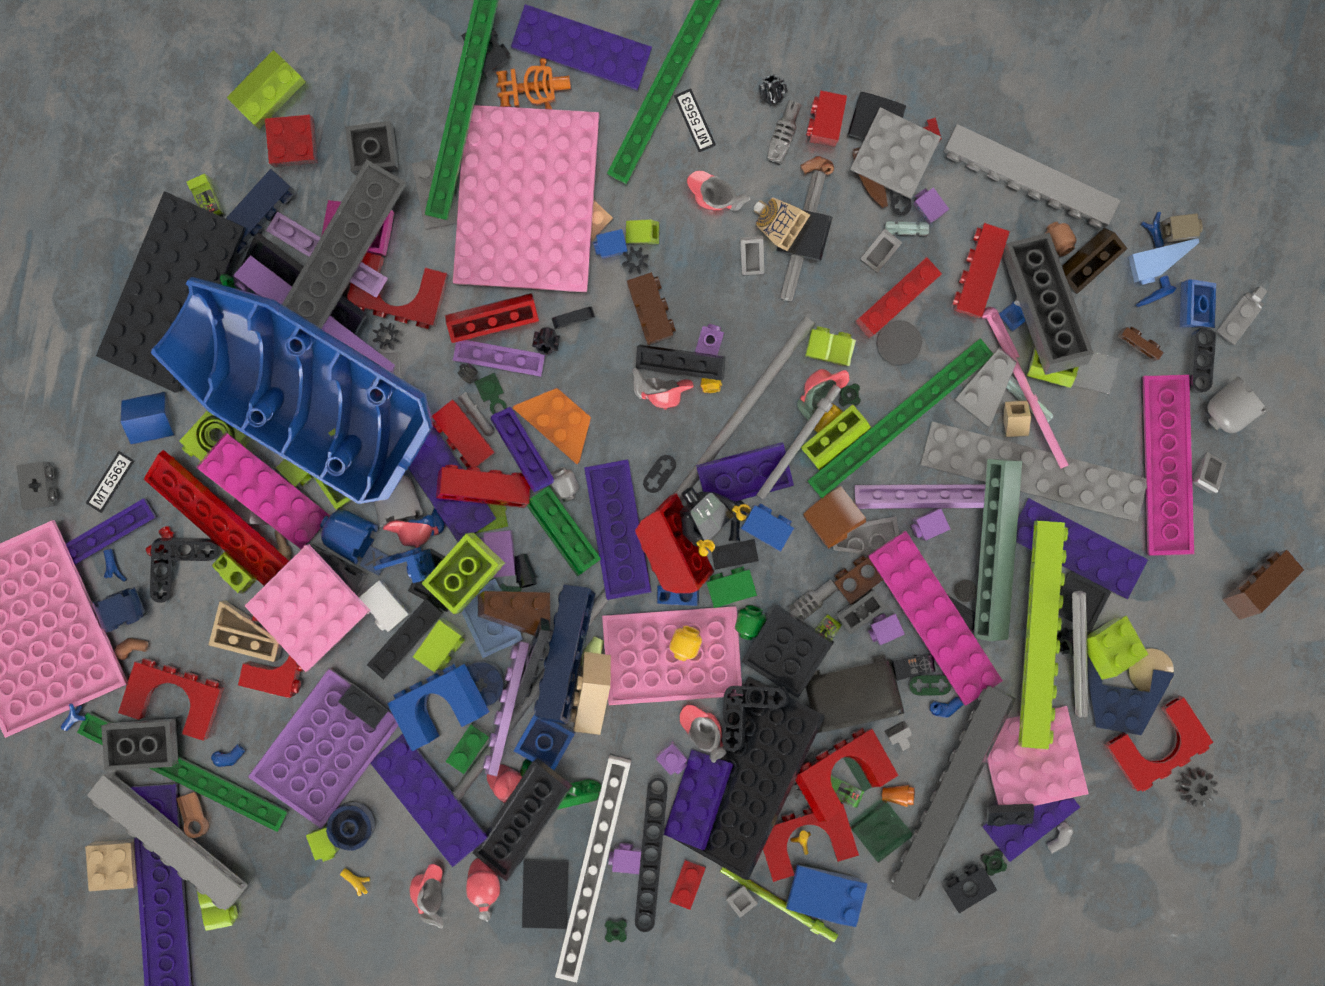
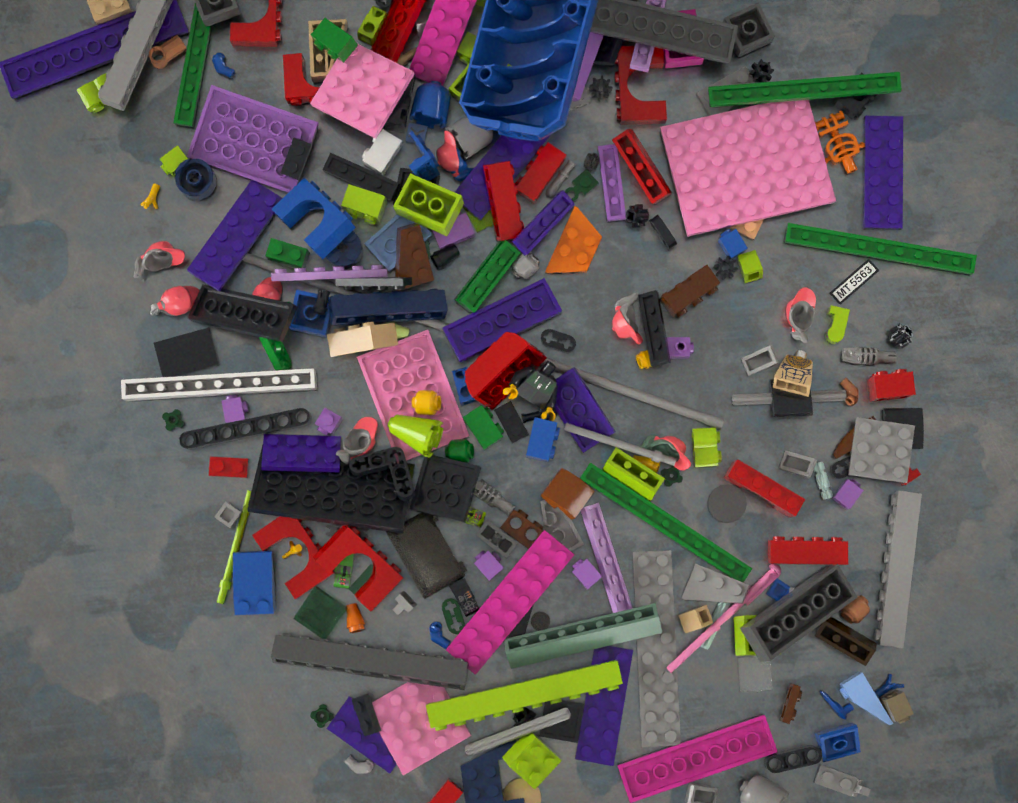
camera: 75 degrees right, 5 degrees down
(242, 623) = (334, 40): none -> green brick
(424, 141) = (761, 66): none -> black gear
(537, 727) = (321, 302): none -> black pin
(716, 664) = (417, 432): none -> lime cone
(739, 155) = (837, 325): none -> lime leg
(982, 887) = (283, 698): black brick -> none

